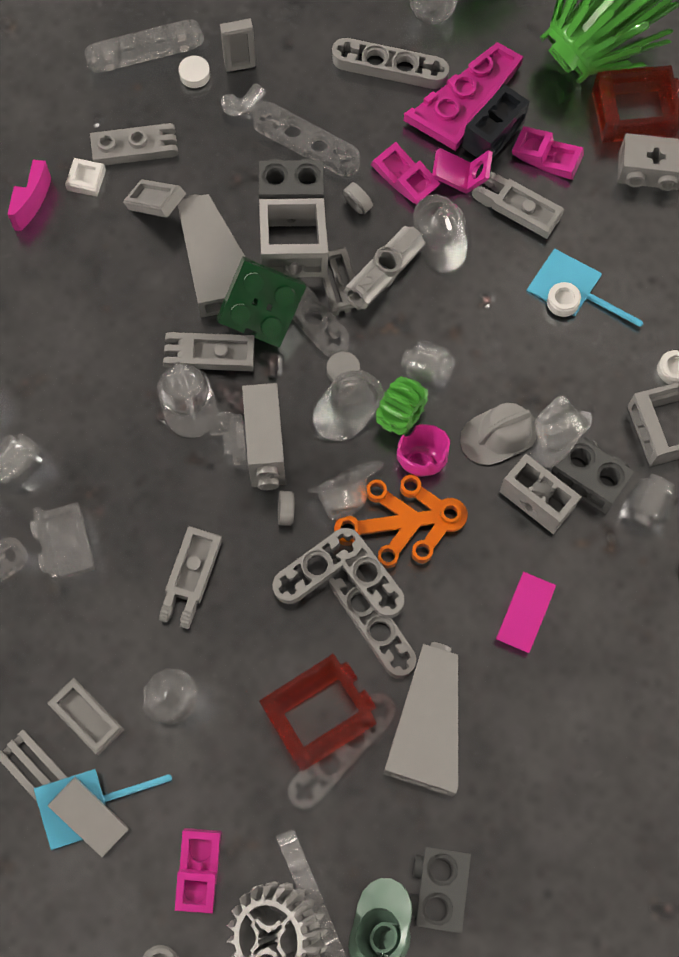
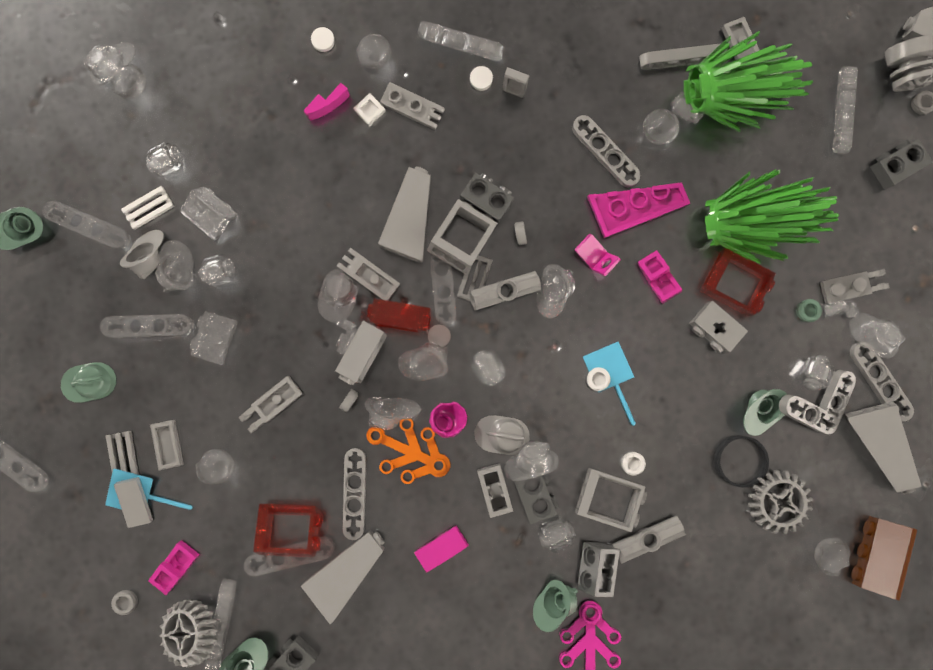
camera: 30 degrees right, 15 degrees up
(50, 110) = (374, 51): none -> clear hair
(154, 198) = (398, 155): light grey tile -> none
(240, 106) = (496, 122): clear arm -> none
(262, 286) = (421, 263): dark green piece -> none
(289, 360) = (399, 316): none -> clear red window
(309, 134) = (515, 171): clear beam -> none
(350, 563) = (359, 459): light grey beam -> none
(401, 405) = (453, 385): bright green gear -> none
(405, 175) = (562, 234): dark pink slope -> none
(496, 122) = (638, 240): black brick -> none
(519, 204) = (617, 302): light grey hinge -> none

